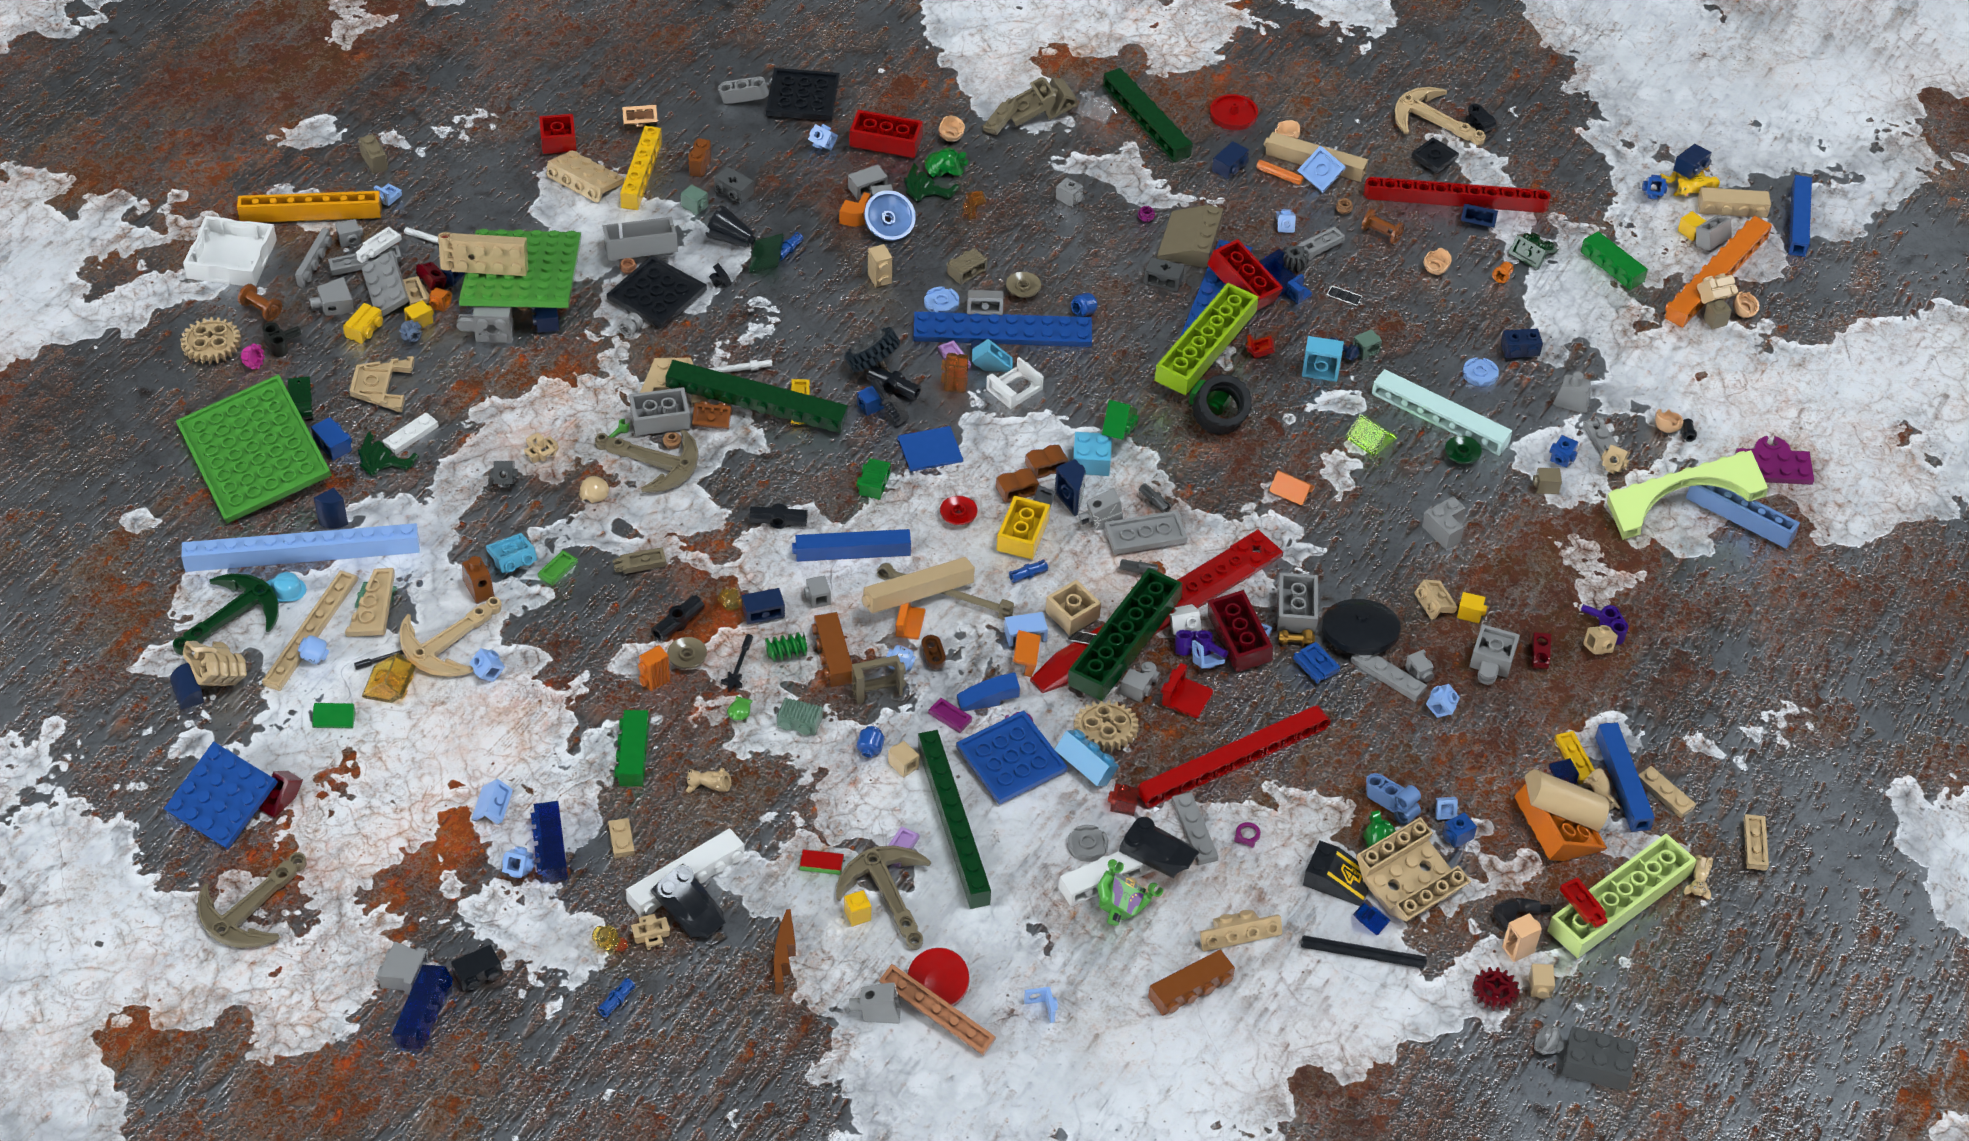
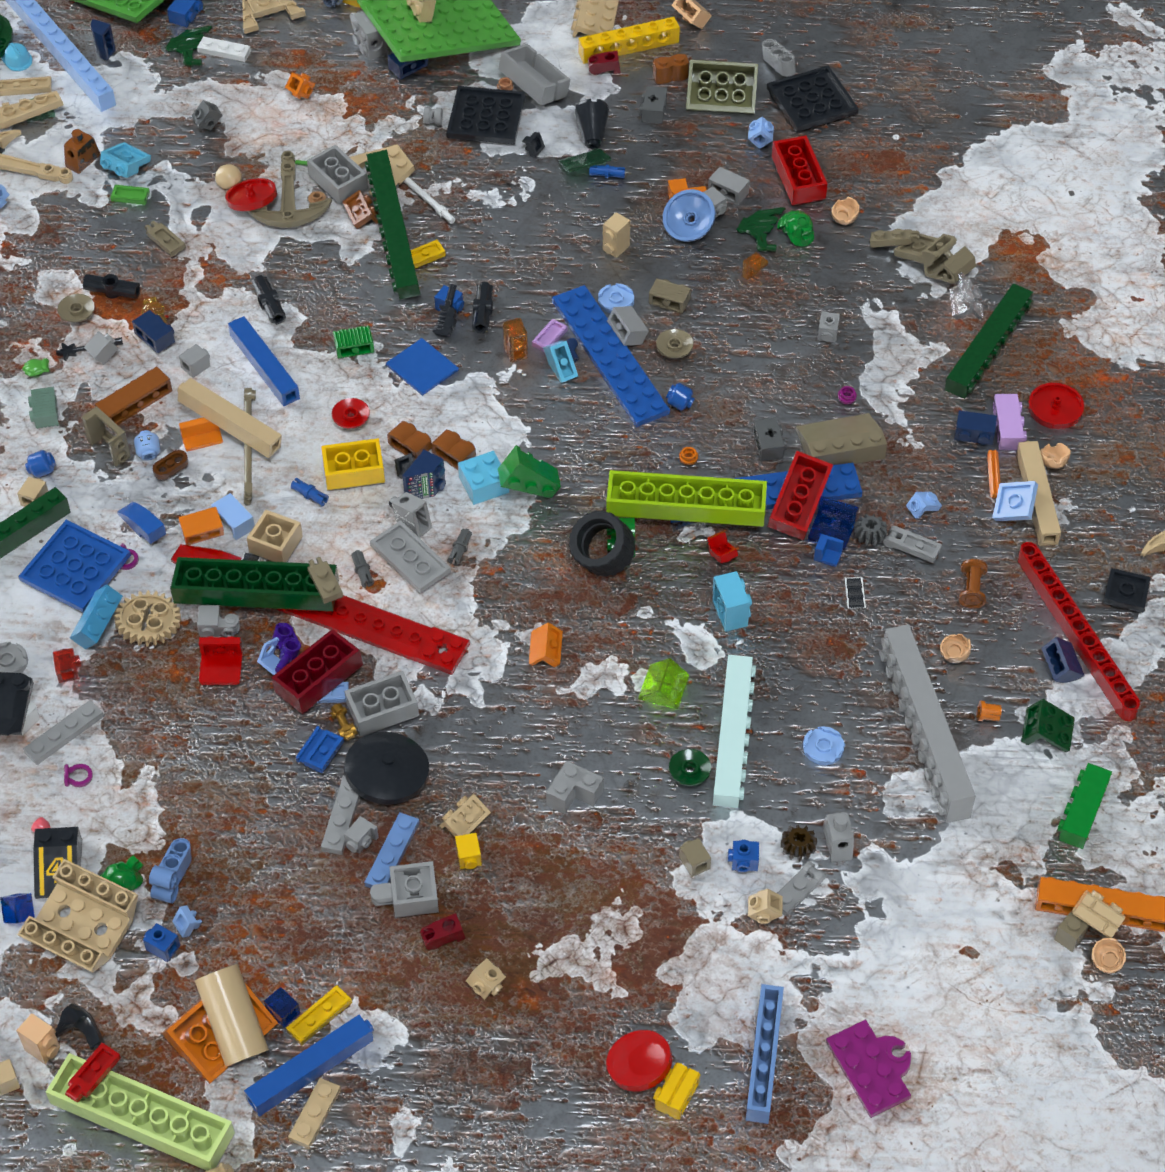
camera: 65 degrees right, 5 degrees up
(525, 394) = (300, 85): none -> orange brick
(537, 447) = (260, 127): tan piece -> none
(635, 479) = (251, 194): none -> red piece
(654, 668) = (40, 292): orange brick -> none
(655, 194) = (604, 62): none -> dark red leg
(694, 199) = (616, 88): sand green brick -> none
(748, 138) = (722, 86): none -> olive slope
(756, 649) = (101, 347): none -> light grey brick
(784, 646) = (117, 366): green piece -> none
(872, 349) = (499, 272): black wheel -> none
(950, 715) = (106, 507): magenta tile -> none
(1005, 394) = (528, 377): white panel -> none
(1148, 327) = (688, 456): none -> orange plate
(1163, 578) = (324, 580): none -> dark tan hinge
(1185, 618) = (308, 626): white brick -> none
(1224, 134) = (1009, 421): none -> lavender brick
(1233, 756) = (165, 728): red beam -> none
(1293, 874) = (40, 823): none -> coral hinge
(1344, 206) = (984, 539): medium nougat plate -> none
(1350, 352) = (769, 623): dark blue bar -> none
(1368, 343) = (788, 633): sand green brick -> none
(1443, 656) = (392, 849): none -> medium blue plate
(1443, 700) = (323, 868): light blue brick -> none
(1501, 303) = (927, 724): none -> light grey brick
(1521, 343) = (884, 763): dark blue brick -> none
(1565, 419) = (798, 842): none -> dark brown gear
(1600, 784) = (280, 1047): tan animal -> none
(1610, 617) = (518, 984): dark purple beam -> none
(1668, 421) = (862, 938): light nougat hair -> none
(1689, 433) = (862, 966): black pin -> none
(1714, 582) = (639, 1060): none -> red piece
(1734, 473) = (786, 1015): yellowish green arch -> none
(1748, 572) = (676, 1091): none -> yellow brick

